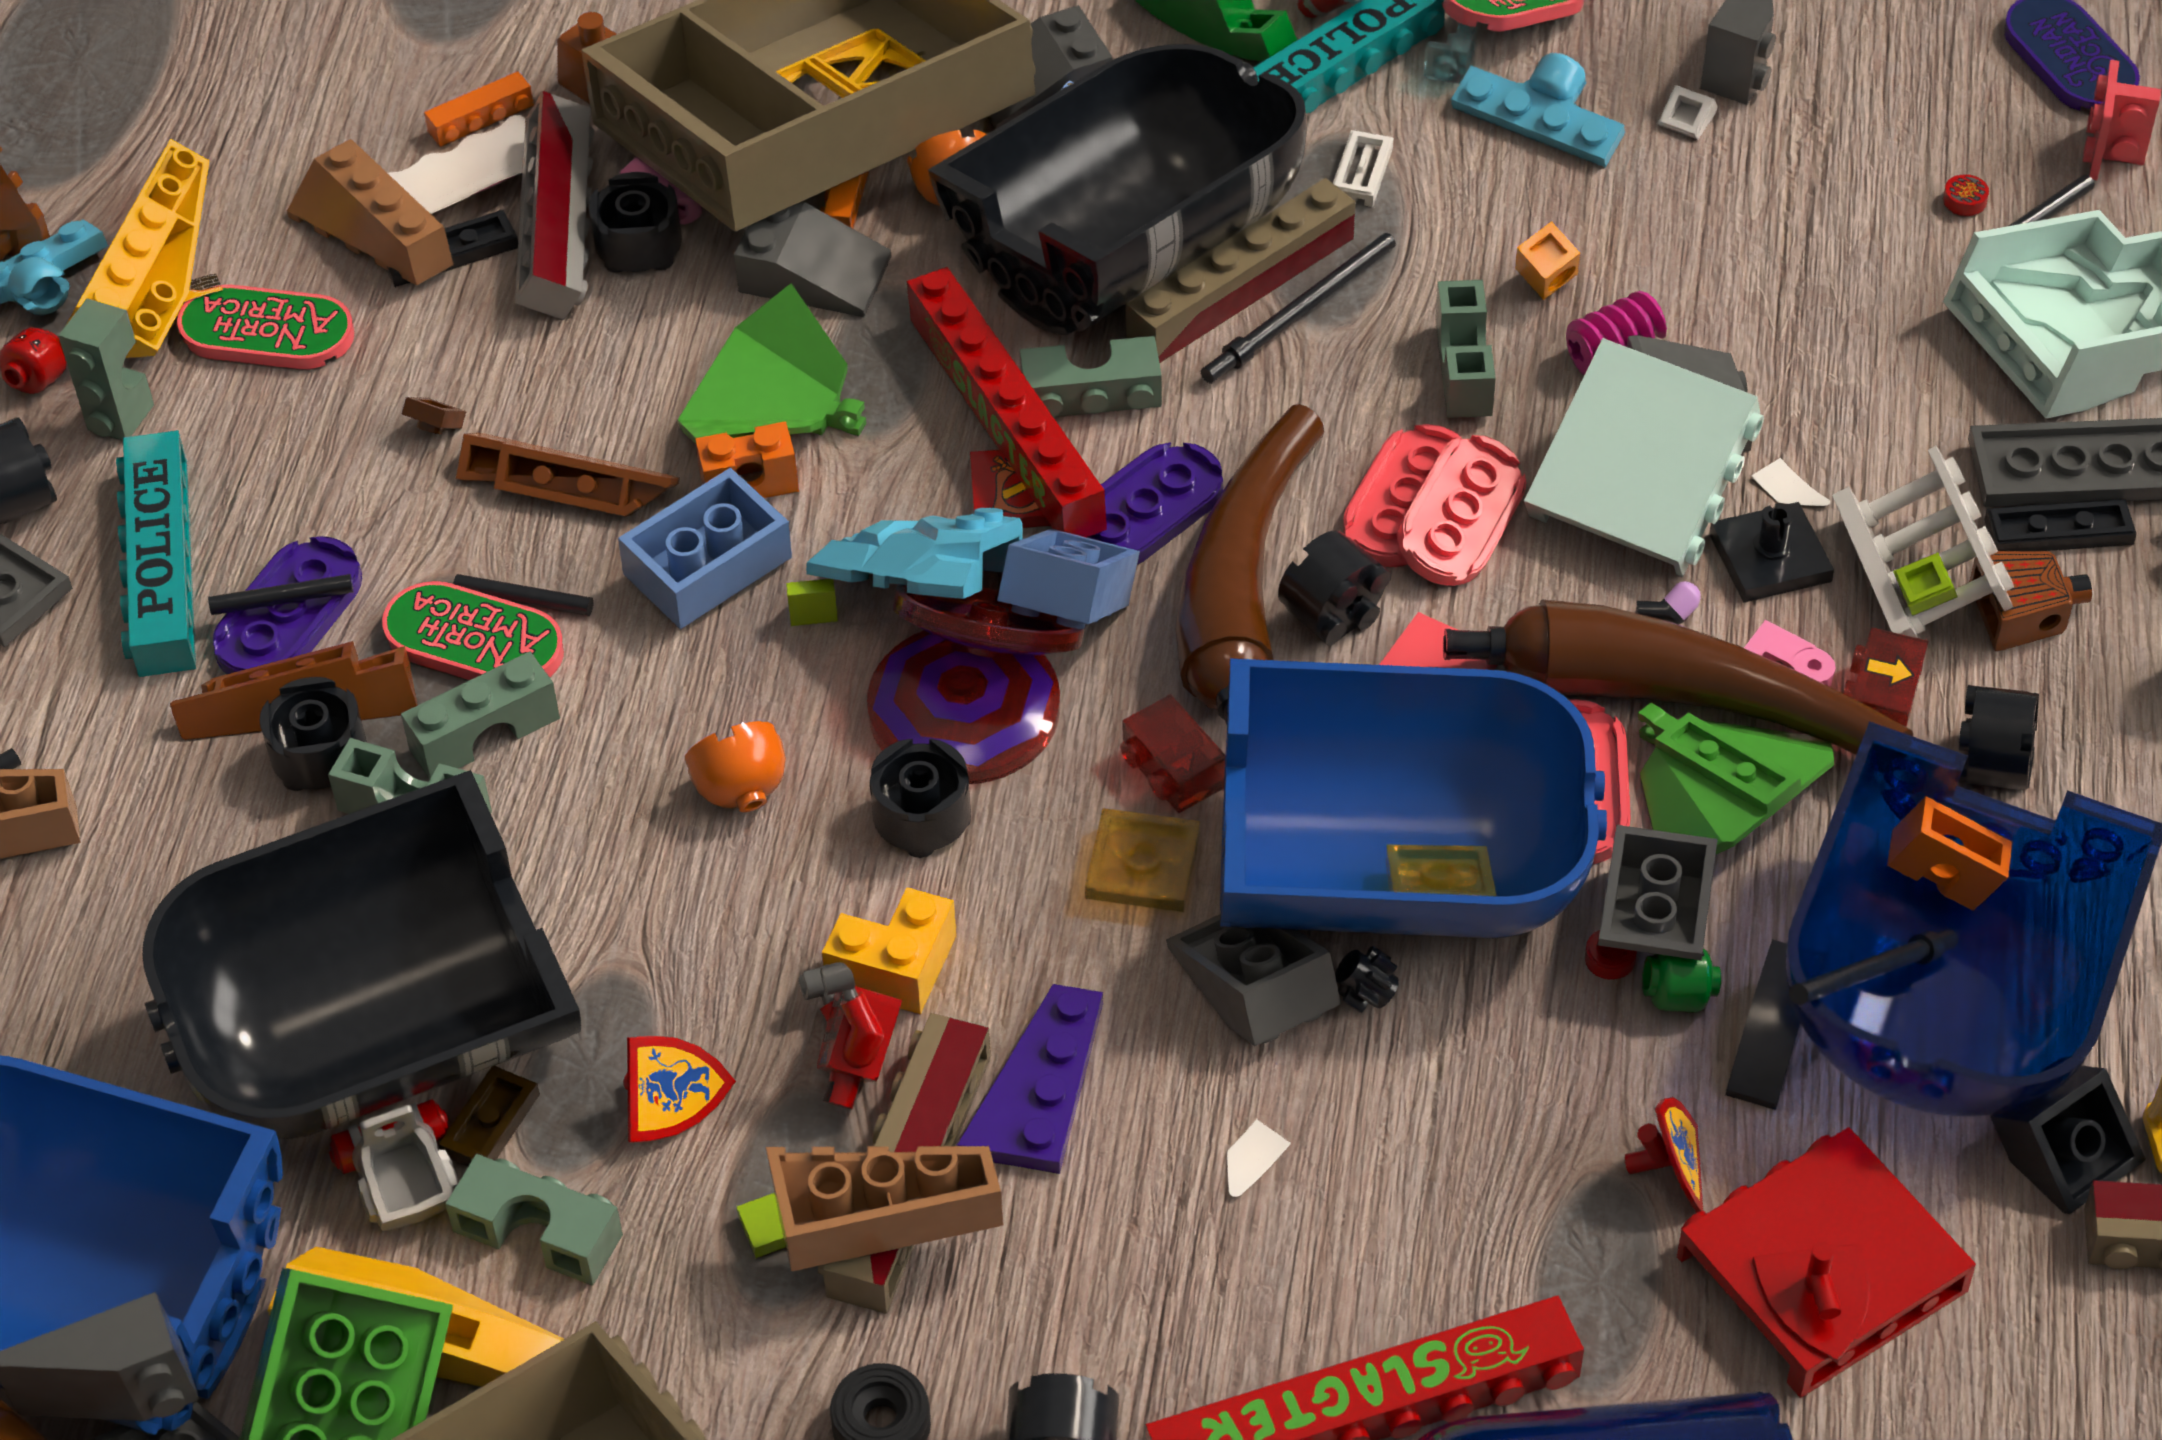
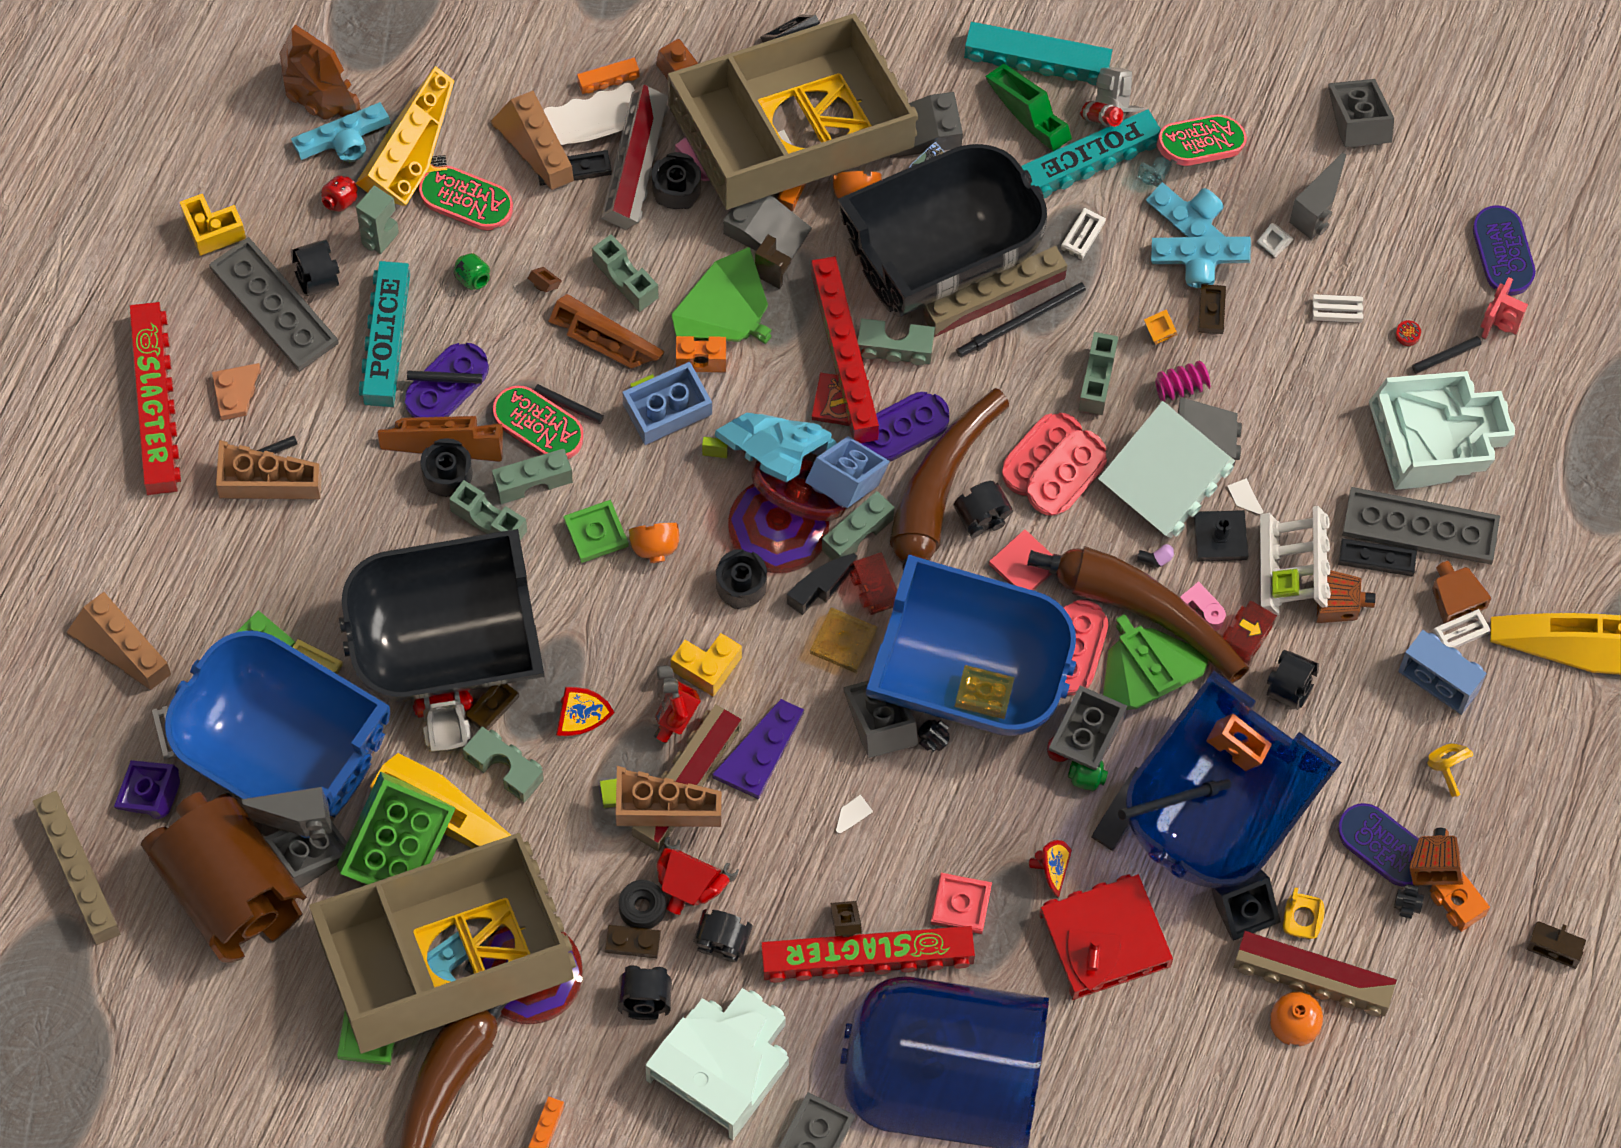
camera: 10 degrees right, 15 degrees up
(298, 426) = (471, 271): none -> green head
(604, 388) = (633, 284): none -> sand green arch
(623, 782) = (596, 531): none -> bright green plate
(836, 301) = (771, 263): none -> dark brown panel
(964, 1341) = (689, 878): none -> red torso
(1070, 775) = (820, 583): none -> black slope
(1093, 692) = (869, 517): none -> sand green arch
(1303, 1342) = (846, 918): none -> dark brown plate
(1516, 1263) = (961, 902): none -> coral tile
(1576, 150) = (1200, 255): none -> medium azure plate
(1622, 225) = (1212, 309): none -> dark brown plate
(1831, 180) = (1337, 304): none -> white tile

